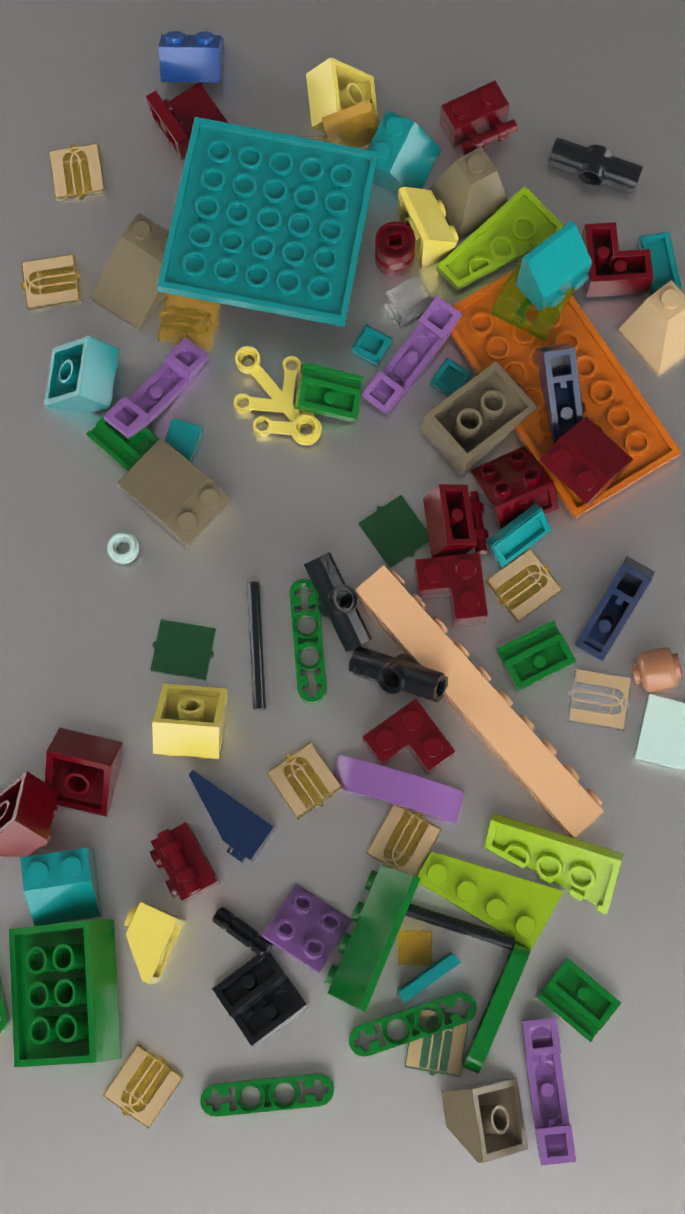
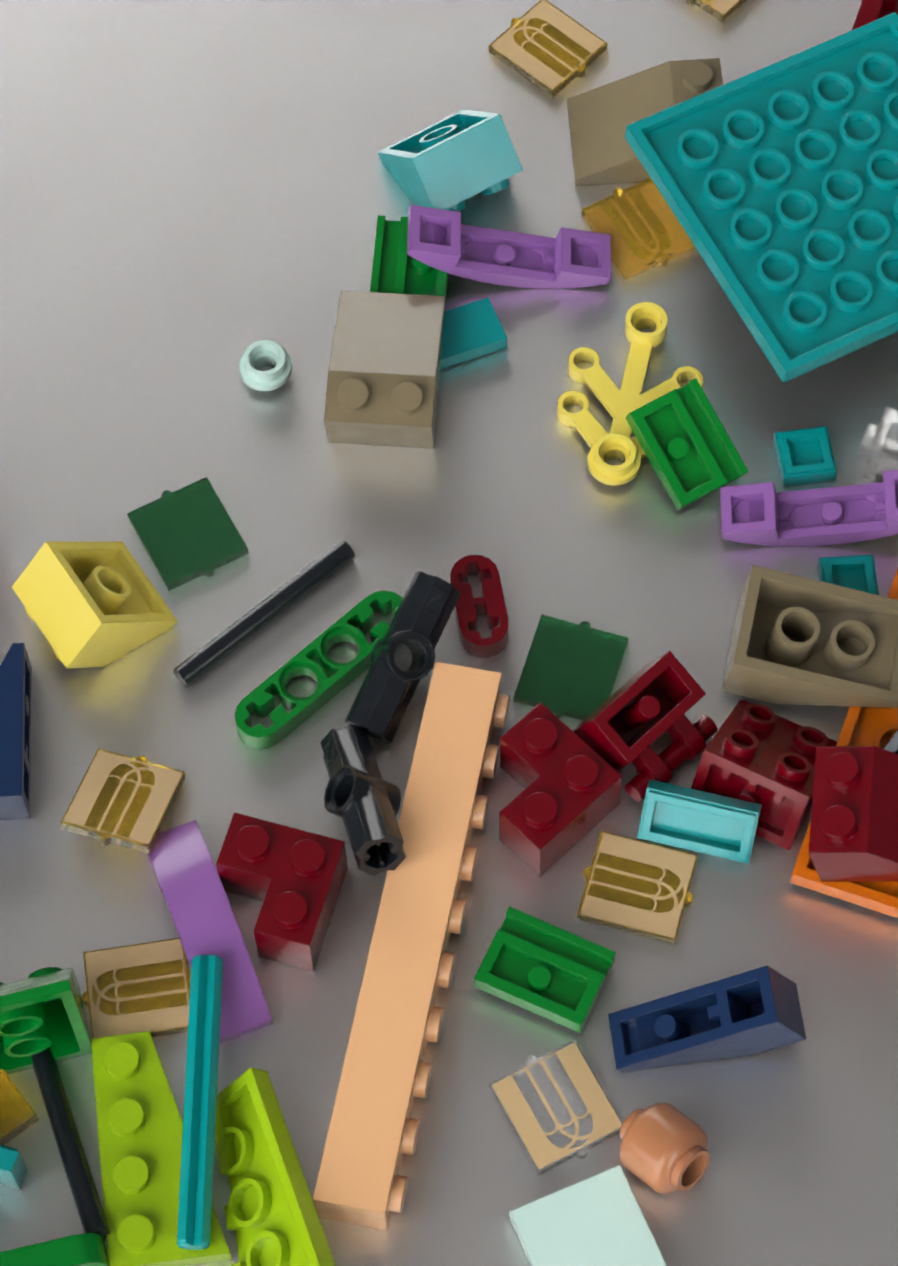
camera: 50 degrees right, 15 degrees down
(335, 540) = (490, 604): none -> dark red beam
(488, 853) = (200, 1103): none -> teal axle

